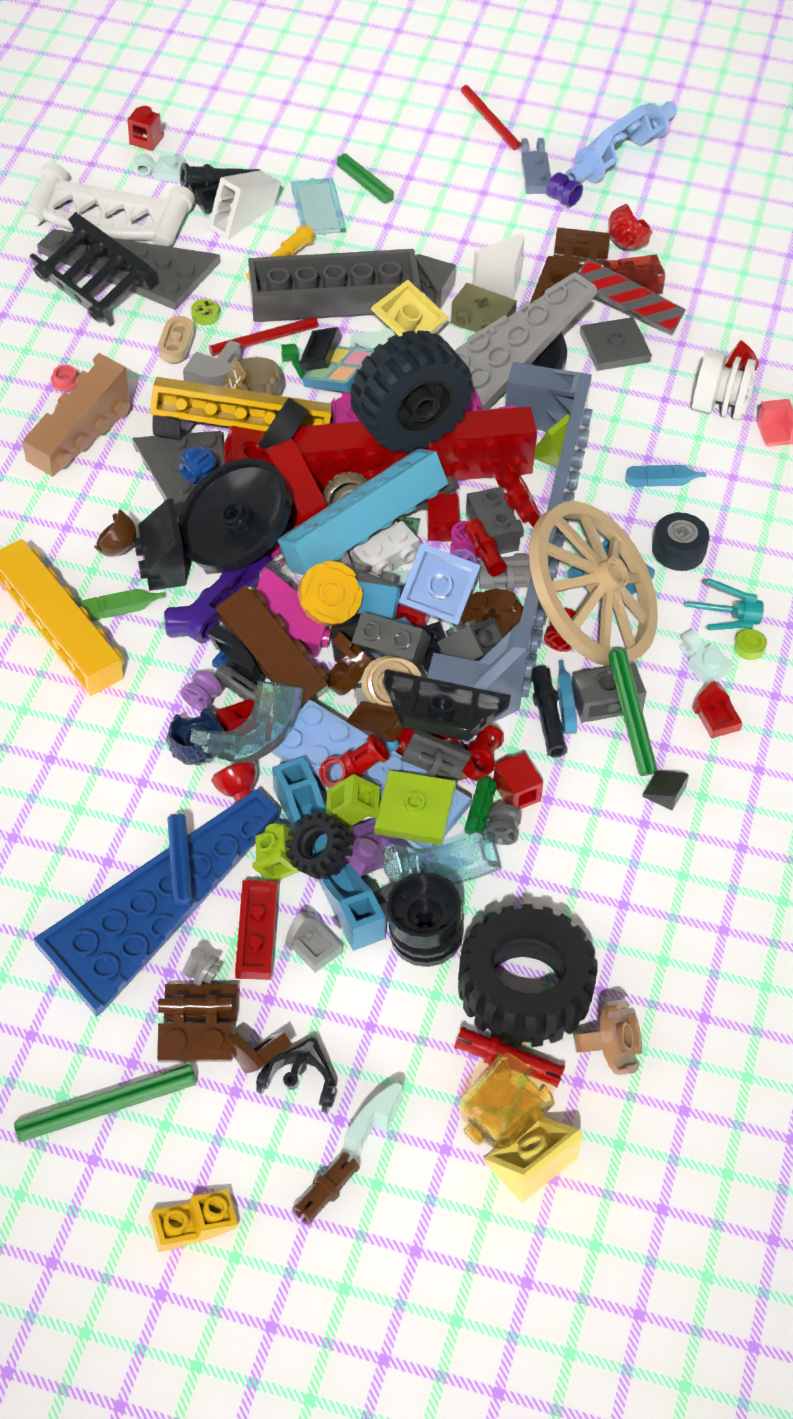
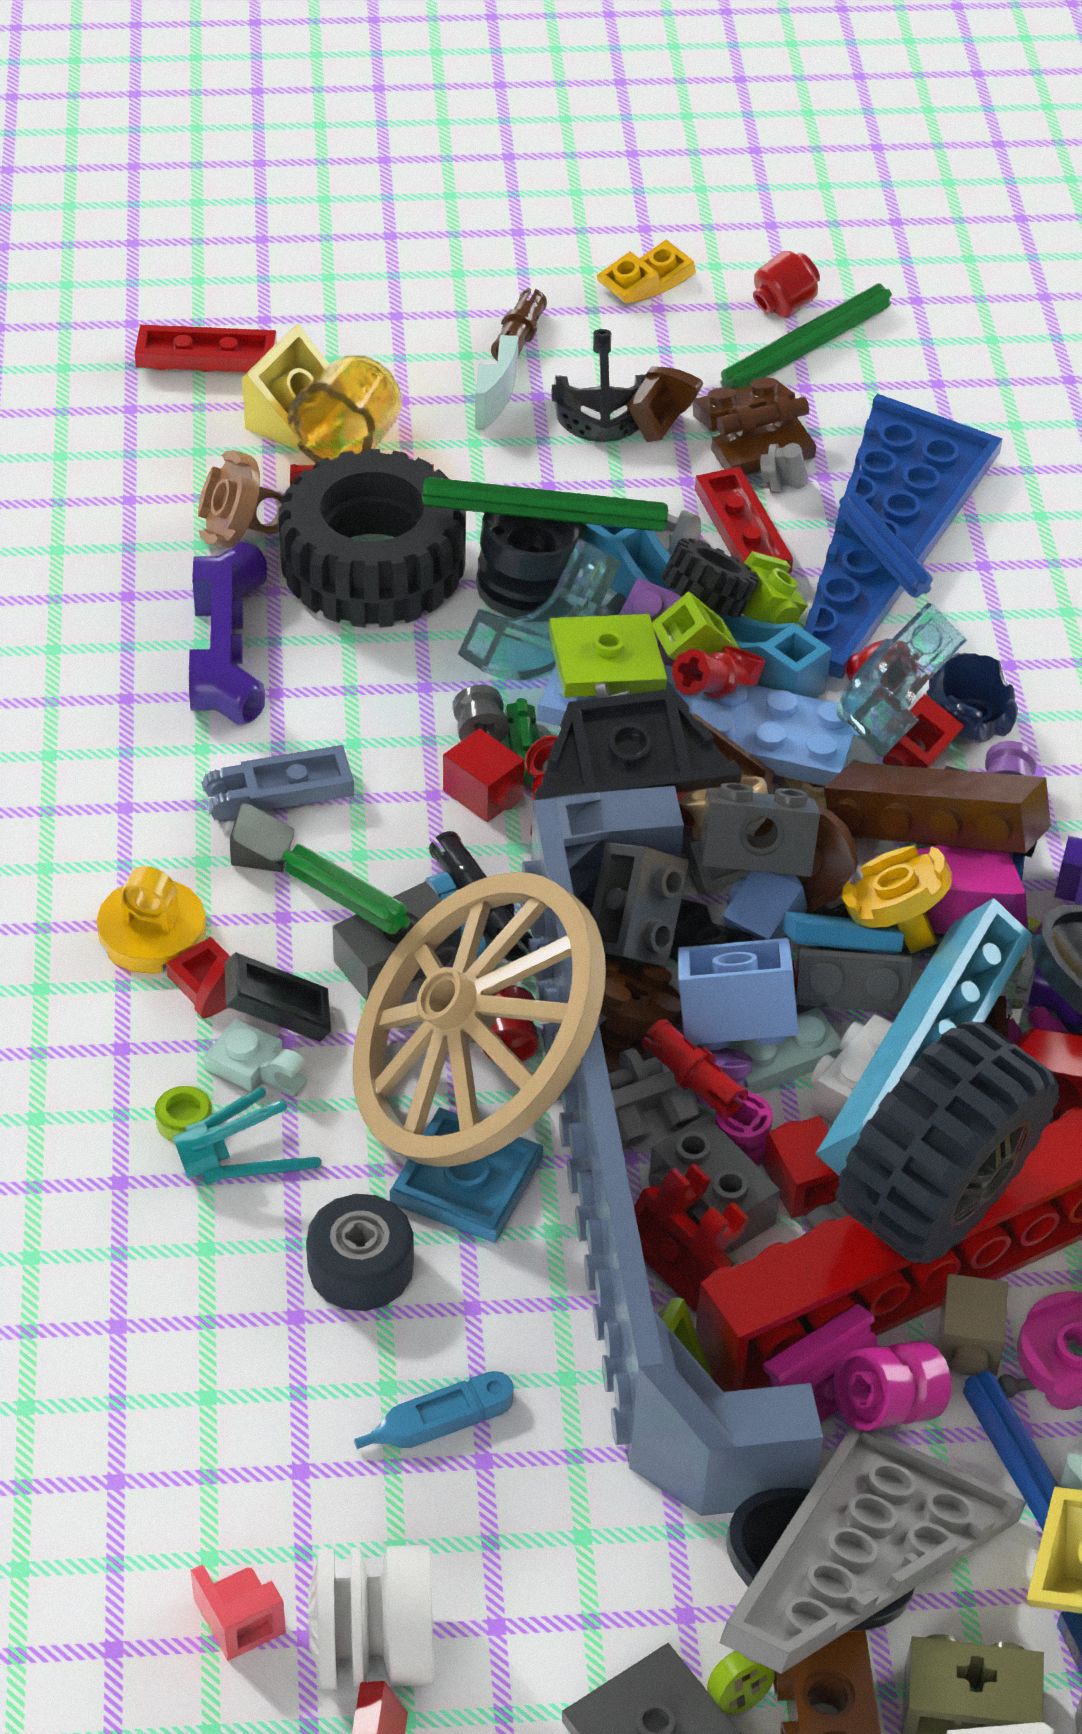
camera: 160 degrees right, 5 degrees down
(93, 1154) = (786, 283): none -> red head
(414, 905) = (545, 504): none -> green axle
(576, 339) = (739, 1683): none -> lime tile
(589, 1238) = (201, 348): none -> red plate
(644, 820) = (279, 782): none -> sand blue hinge
(666, 903) = (213, 672): none -> dark purple plate
(687, 671) = (277, 997): none -> black tile
(744, 755) = (150, 921): none -> yellow tile

